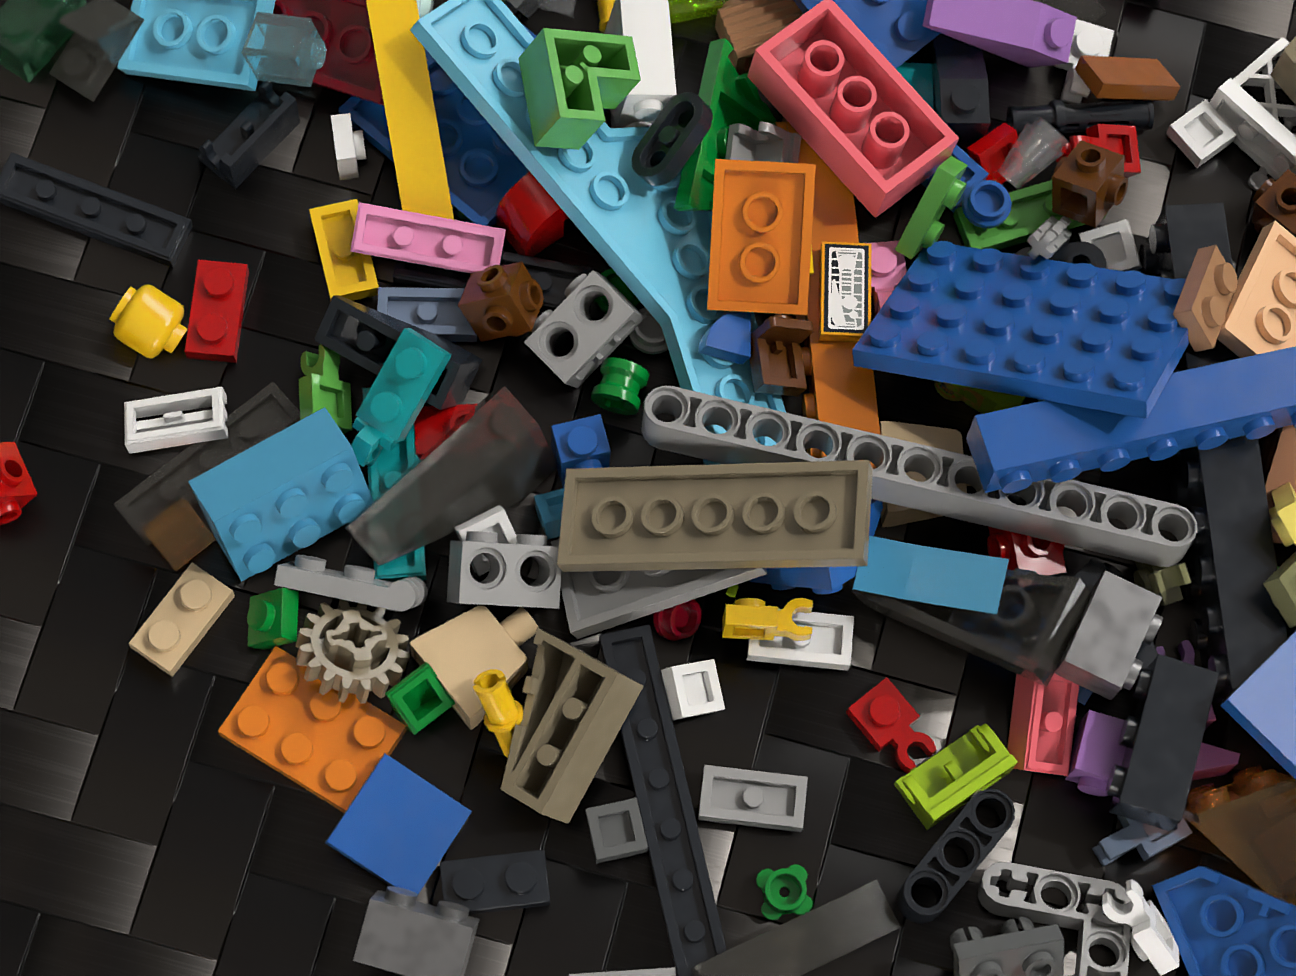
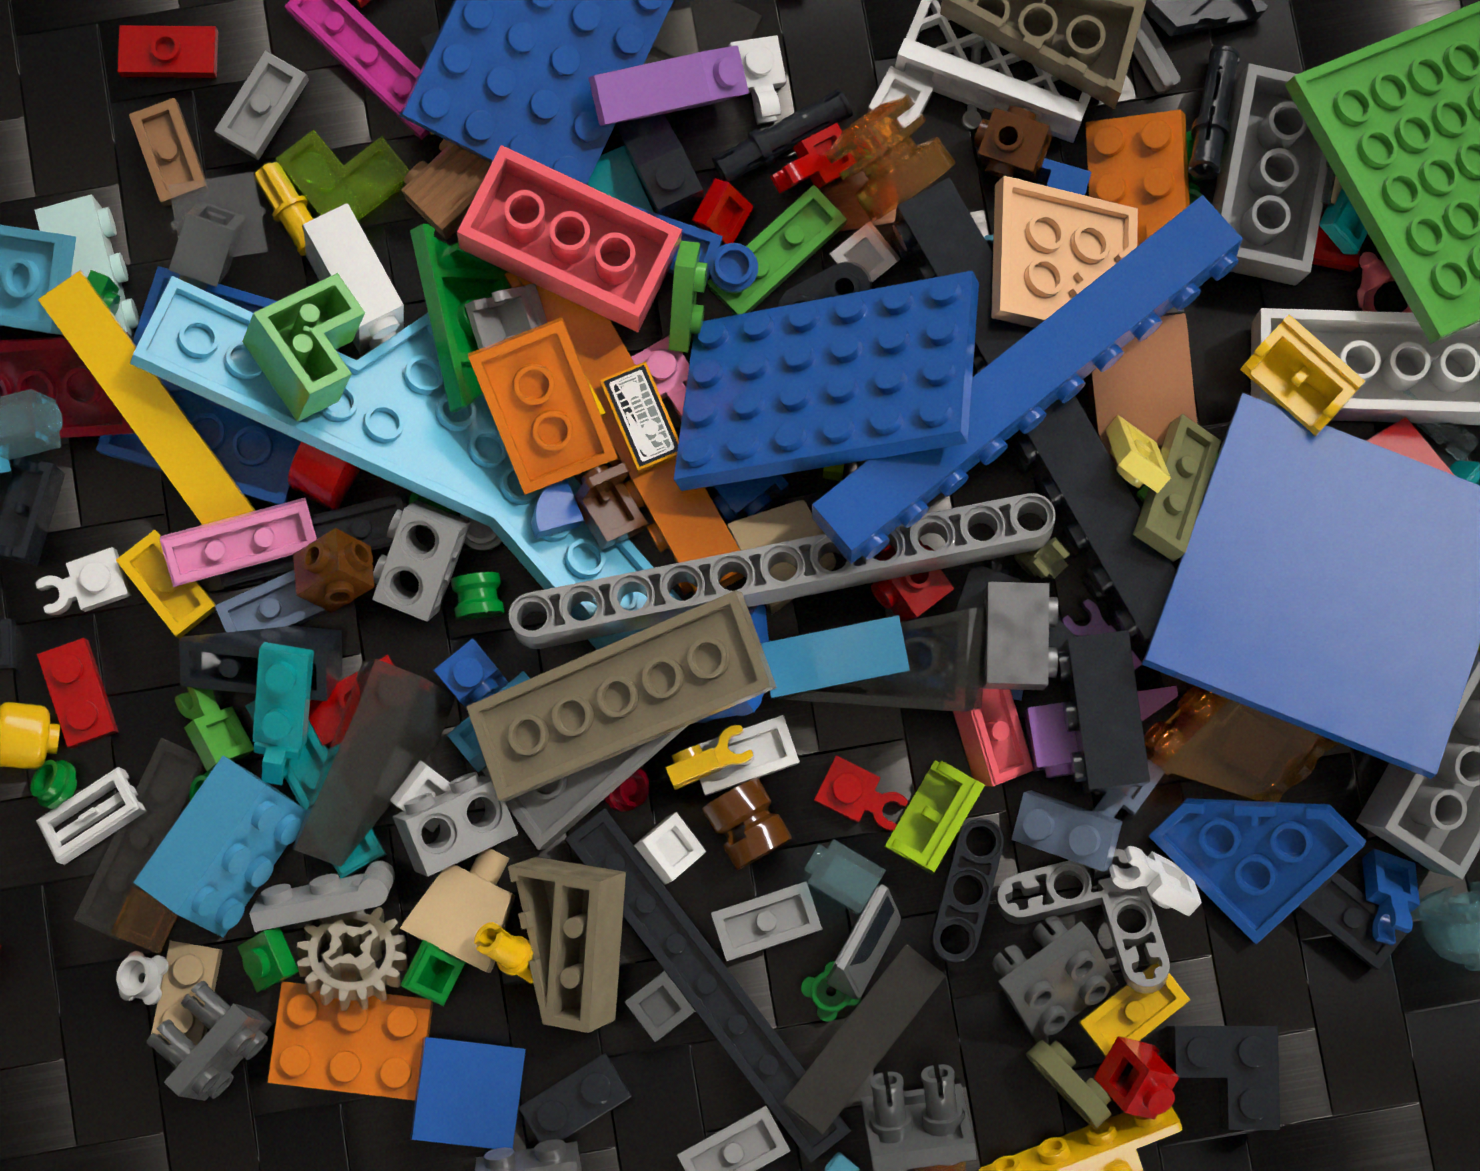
camera: 15 degrees left, 10 degrees up
(149, 583) = (131, 975): none -> white plate
(156, 376) = (54, 783): none -> green plate
(186, 677) = (206, 1067): none -> dark grey plate
(279, 222) = (92, 581): none -> white plate
(348, 146) = (121, 481): white plate -> none
(672, 139) = (418, 348): black plate -> none
(776, 698) = (747, 823): none -> reddish brown wheel
(838, 859) = (865, 944): none -> dark grey slope
(845, 789) = (843, 875): none -> clear light blue brick
(913, 401) = (747, 496): none -> blue brick
(1032, 152) = (754, 196): clear cone -> none
(1049, 237) = (804, 278): light grey axle -> none
(1077, 842) = (1067, 830): none -> sand blue plate
(1088, 183) = (818, 208): reddish brown brick -> none
(1127, 78) = (809, 80): dark orange tile -> none
(1172, 166) = (889, 157): none -> clear orange wheel
(1206, 297) = (972, 288): medium nougat plate -> none

